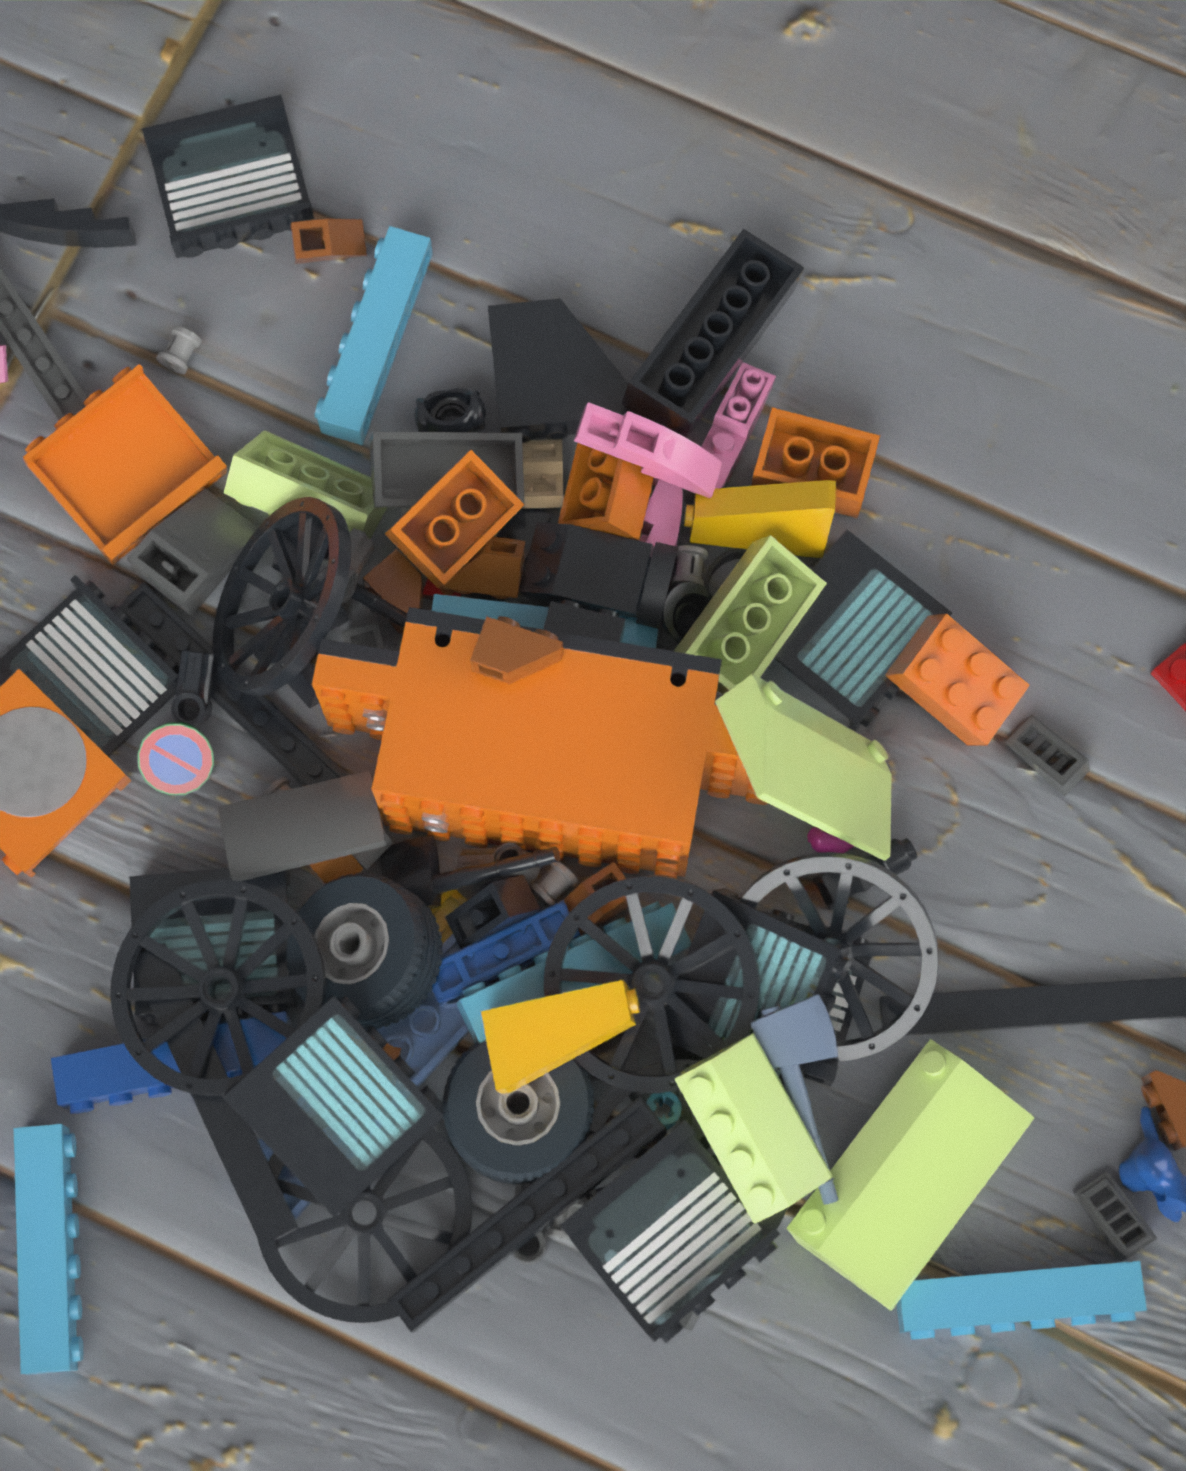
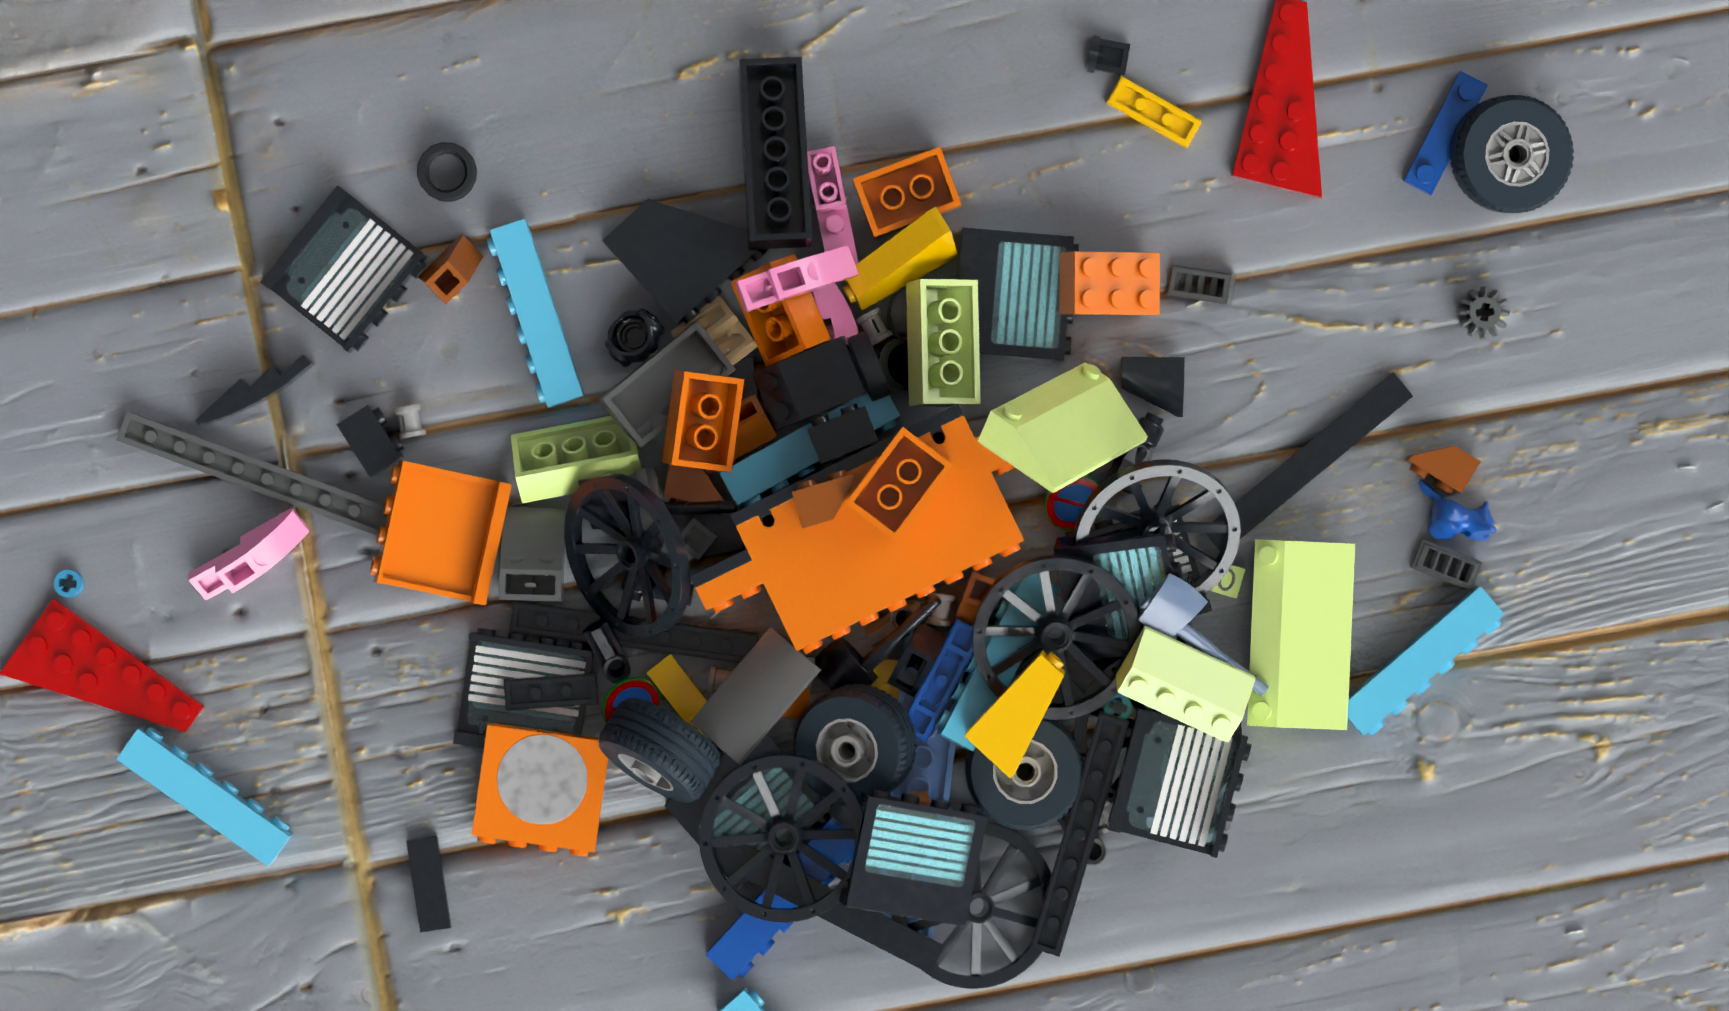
camera: 35 degrees left, 15 degrees up
(110, 691) = (551, 691): none -> black tile
(129, 337) = (370, 440): none -> black piece
(164, 809) = (659, 750): none -> black wheel
(233, 777) = (677, 688): none -> yellow tile
(385, 133) = (423, 172): none -> black tyre
(602, 687) = (899, 484): none -> orange brick
(756, 858) = (1066, 503): none -> piece
(870, 1069) = (1231, 582): none -> yellowish green tile
(936, 813) = (1156, 381): none -> black slope
(1103, 476) = (1107, 56): none -> black tile
(1114, 560) = (1154, 112): none -> yellow tile

